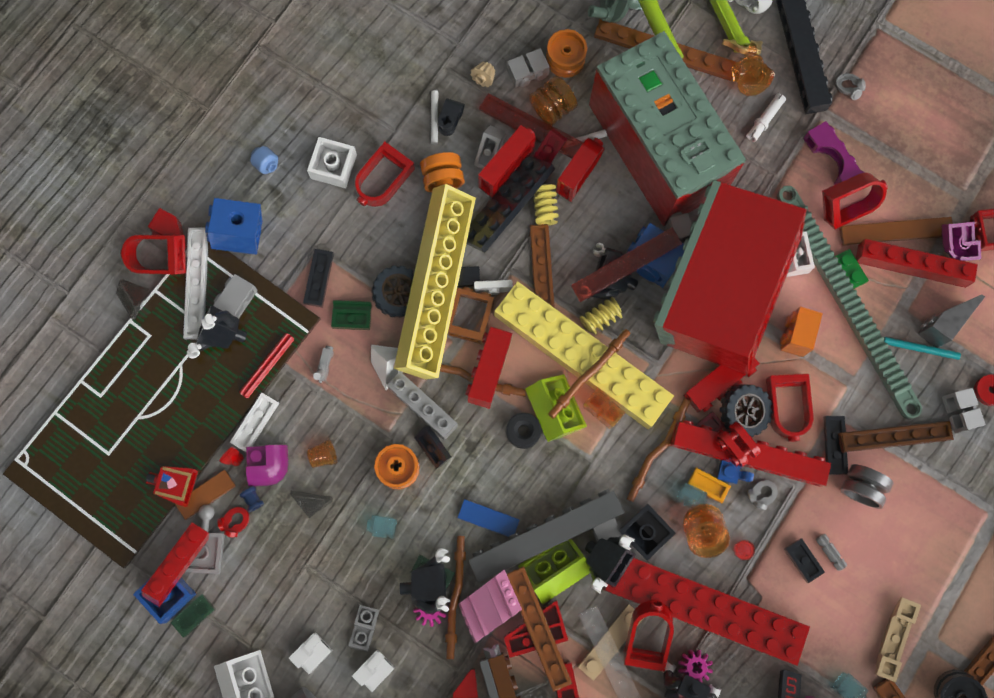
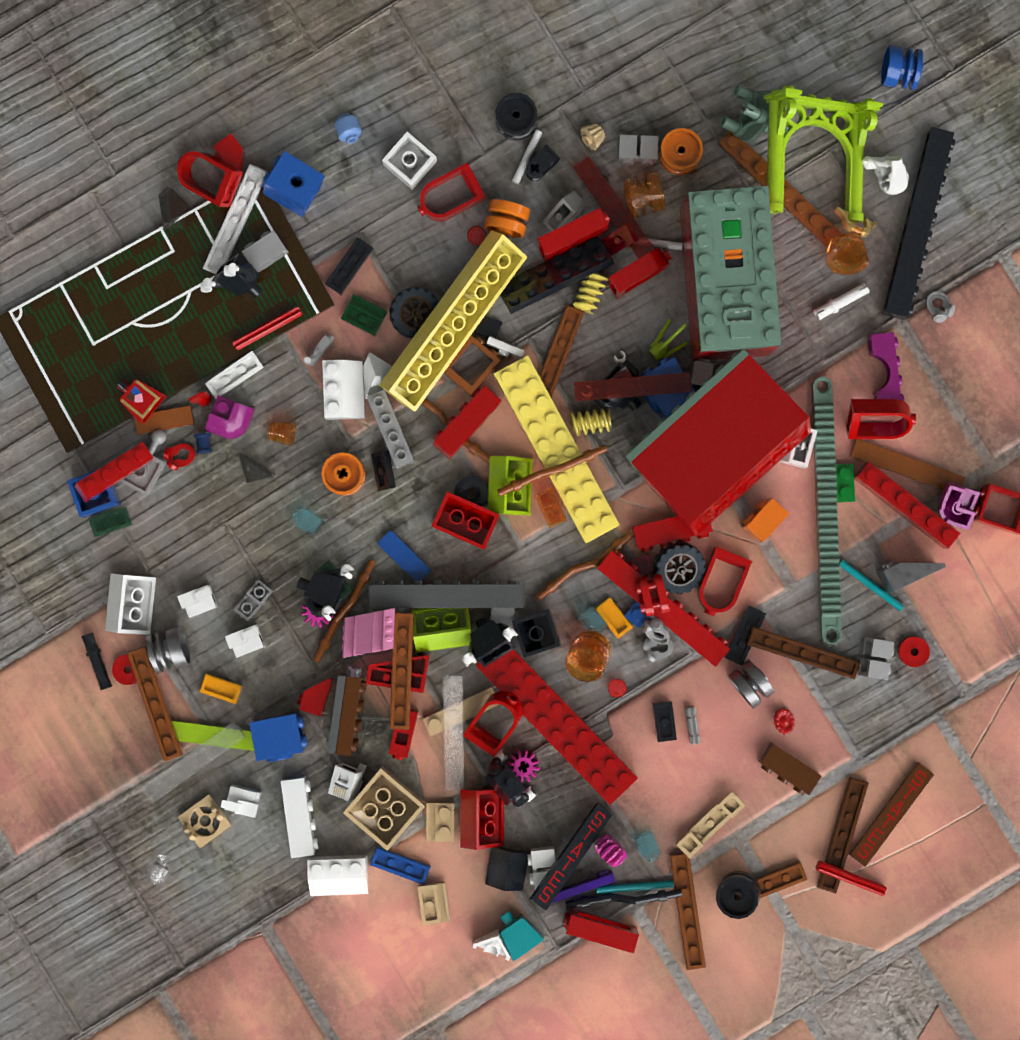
camera: 30 degrees right, 10 degrees up
(362, 390) = (343, 389): none -> white slope
(409, 85) = (518, 105): none -> black wheel
(421, 202) = (476, 235): none -> clear red tile
(531, 457) = (465, 520): none -> red slope
(630, 228) = (660, 349): none -> lime plant
(755, 472) = (655, 625): none -> light grey piece
(912, 508) = (784, 721): none -> red piece
(941, 551) = (789, 769): none -> reddish brown brick

